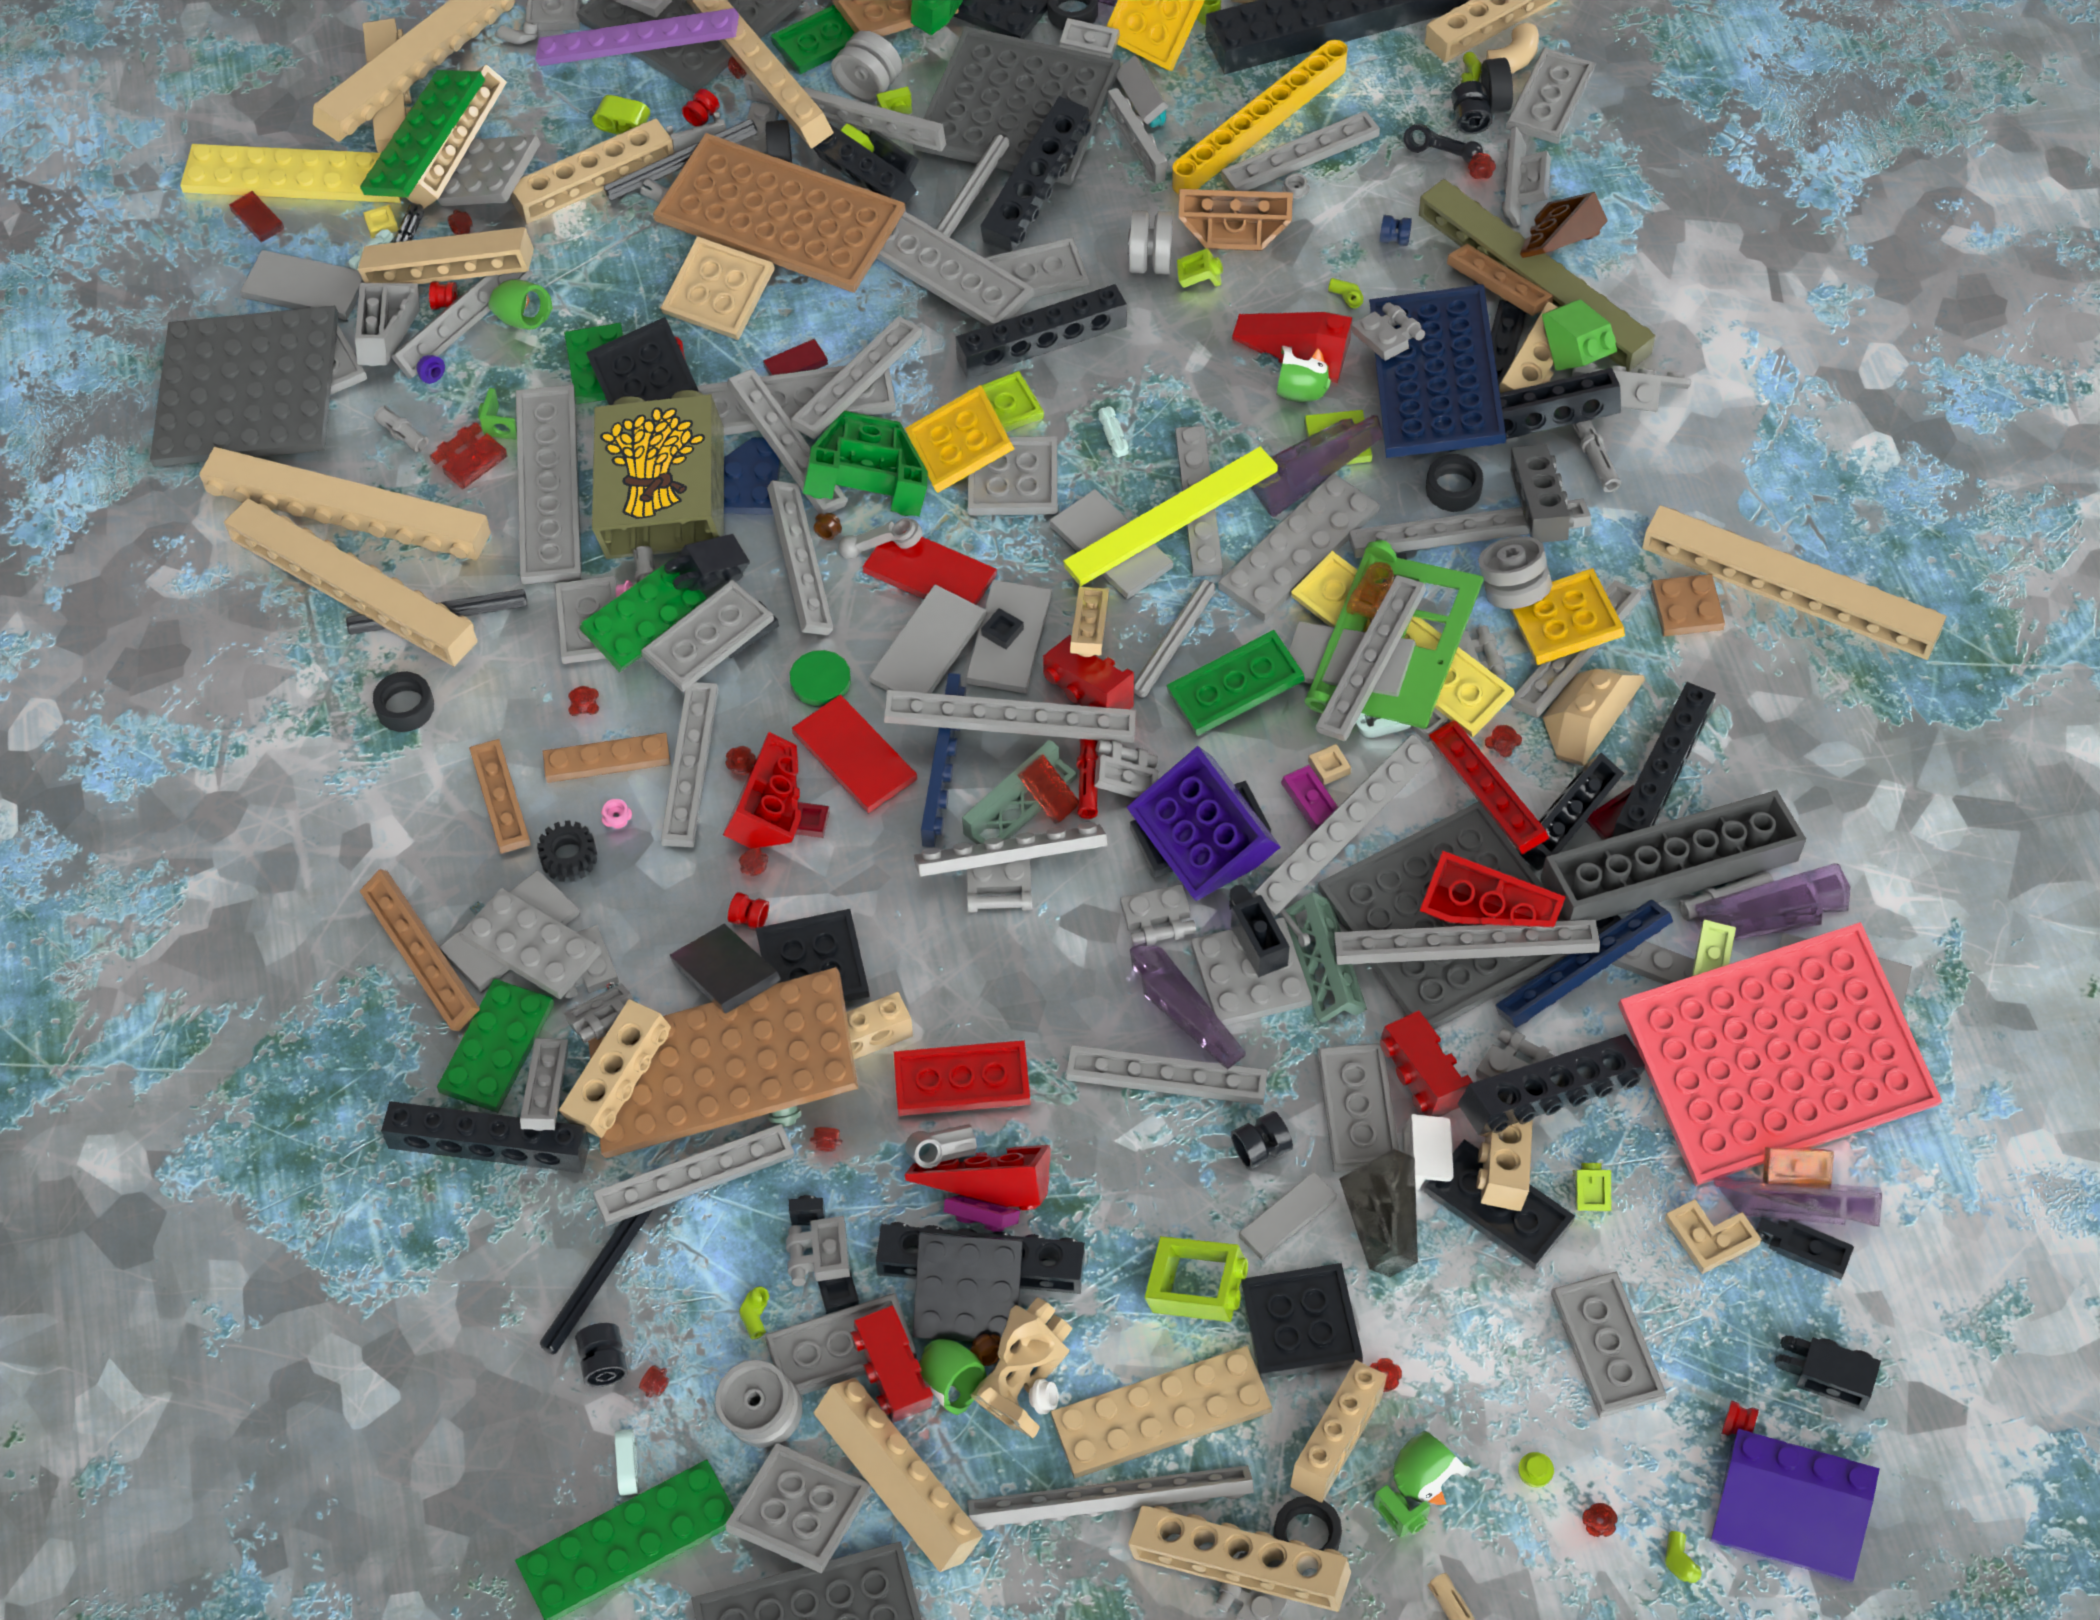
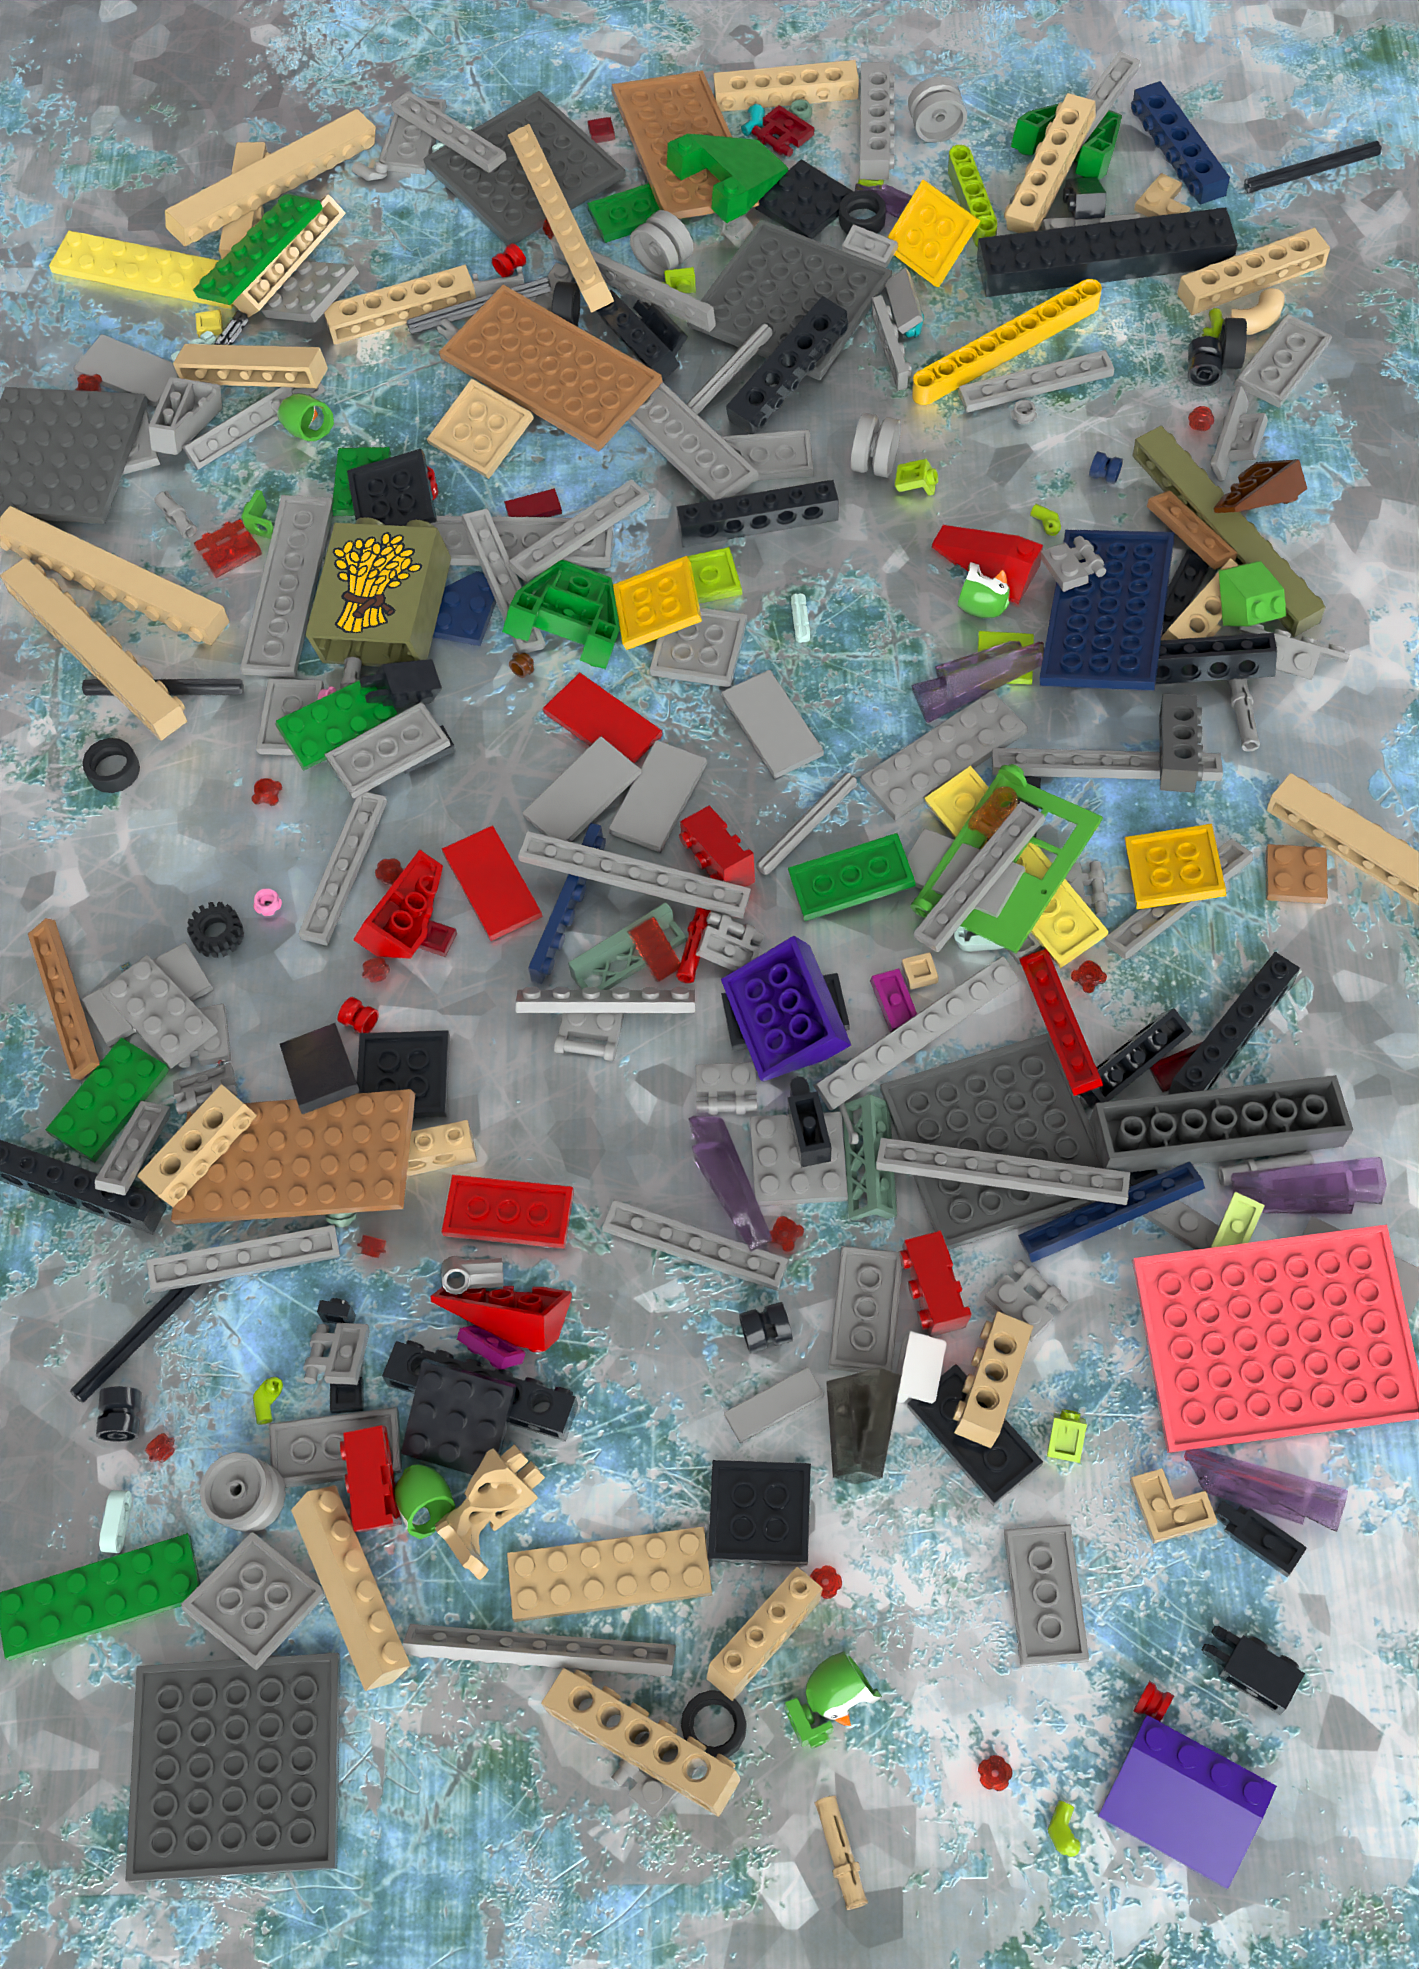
camera: 15 degrees right, 5 degrees up
(256, 216) = (106, 303): clear red tile -> none
(259, 301) = (89, 383): none -> clear red plate
(430, 368) = (210, 460): dark purple plate -> none
(442, 294) = (241, 398): red wheel -> none
(460, 222) = (275, 334): clear red plate -> none
(500, 796) = (170, 867): medium nougat plate -> none
(606, 757) = (273, 847): medium nougat plate -> none
(619, 114) = (437, 256): lime beam -> none
(637, 37) = (466, 188): medium lavender plate -> none
(800, 558) = (488, 691): light grey plate -> none
(820, 677) = (479, 805): green tile -> none
(852, 546) = (585, 683): light grey piece -> none
(858, 136) = (636, 307): lime tile -> none
(986, 1348) = (459, 1480): reddish brown plate -> none
(1002, 628) = (651, 788): black plate -> none
(1043, 1396) = (503, 1537): white plate -> none
(1089, 621) = (729, 796): tan plate -> none
(1164, 1270) = (643, 1440): lime window -> none
(1170, 516) = (830, 707): neon yellow tile -> none
(1203, 531) = (862, 697): light grey plate -> none
(1235, 217) = (959, 433): medium nougat wedge -> none
(1260, 1039) = (794, 1231): none -> clear red plate
(1432, 139) = (1161, 386): black piece -> none
(1458, 465) = (1106, 700): black tyre -> none
(1480, 895) = (1026, 1129): red wedge -> none
(1515, 572) = (1136, 816): light grey wheel -> none
(1536, 1469) = (945, 1708): lime plate -> none
(1552, 1084) = (1119, 1309): black brick -> none
(1588, 711) = (1176, 962): tan wedge -> none
(1798, 1166) = (1271, 1455): clear orange plate -> none

